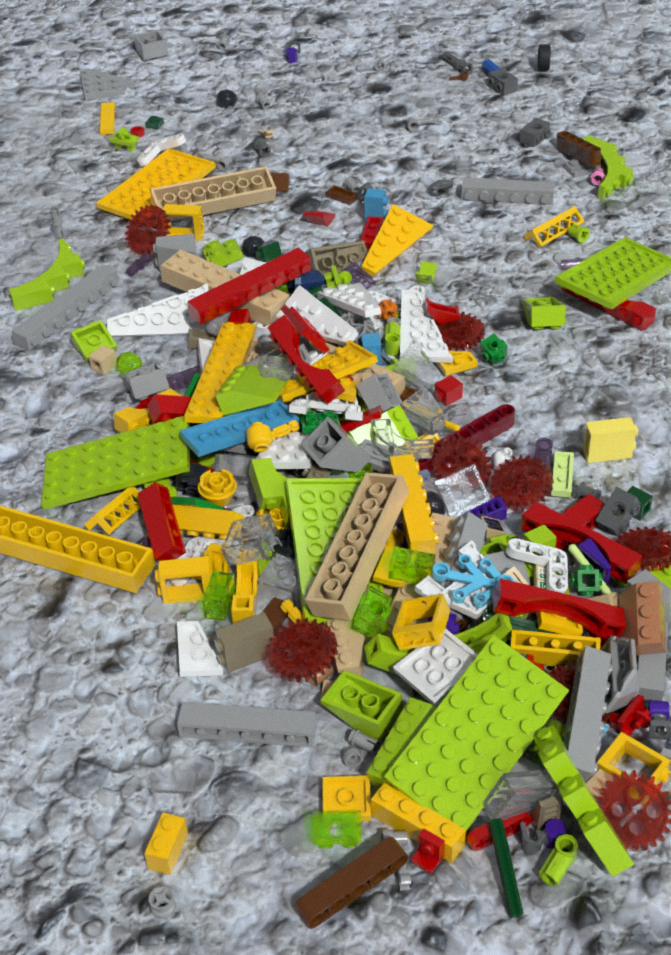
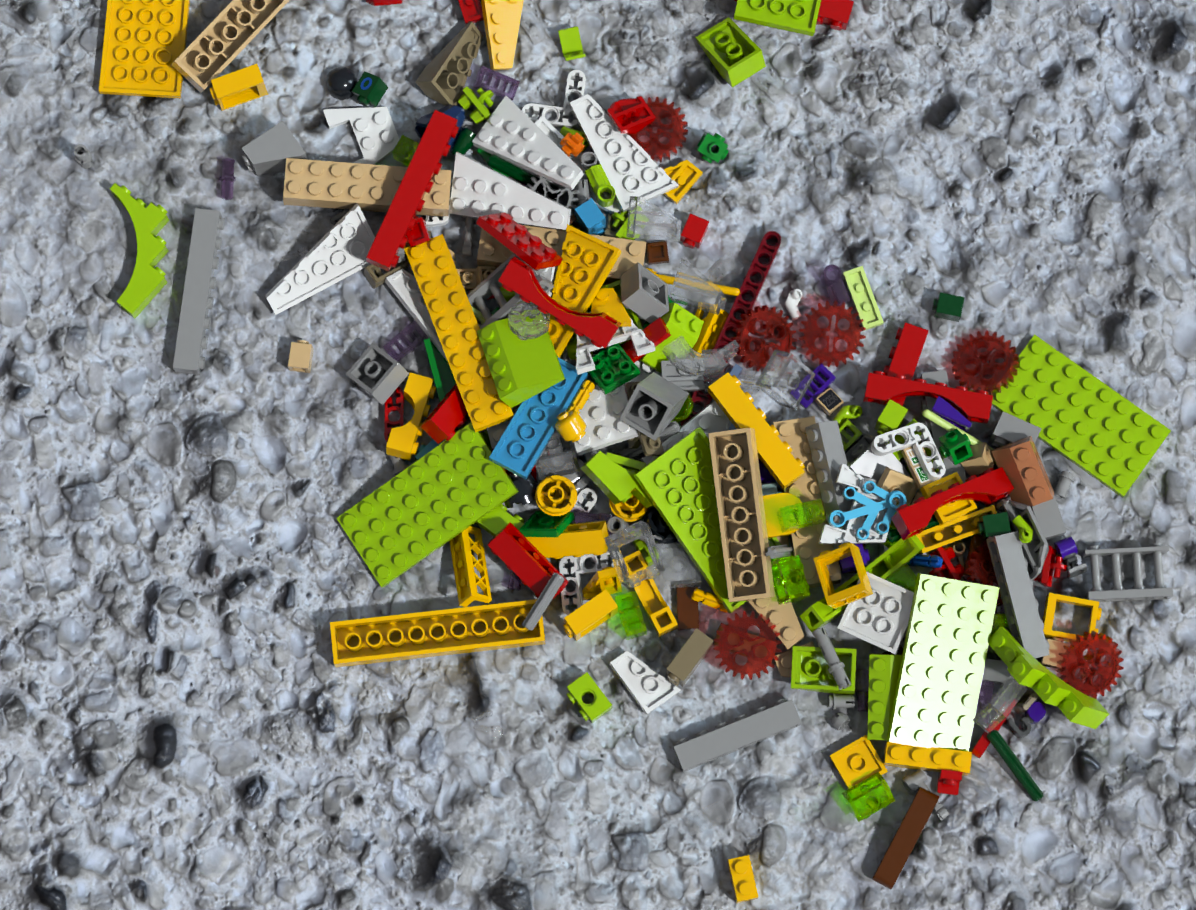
camera: 30 degrees left, 35 degrees up
(91, 338) = (269, 334): lime plate -> none
(128, 361) = (330, 348): clear neon green hair -> none
(140, 641) = (583, 686): none -> lime brick
(150, 219) = (210, 125): clear red gear -> none
(150, 544) = (543, 601): none -> light grey axle
(222, 253) = (318, 116): lime plate -> none
(371, 579) = (779, 551): none -> light grey axle
(371, 693) = (836, 667): none -> light grey pin
(436, 503) = (768, 406): black hair -> none
(559, 861) = (1050, 738): lime piece -> none
(583, 490) = (898, 314): dark grey bush -> none
(591, 639) = (993, 525): none -> dark green brick
(609, 439) = (892, 237): light yellow brick -> none
(618, 500) = (939, 322): dark grey brick -> none
(618, 655) = (1025, 530): none -> lime arm

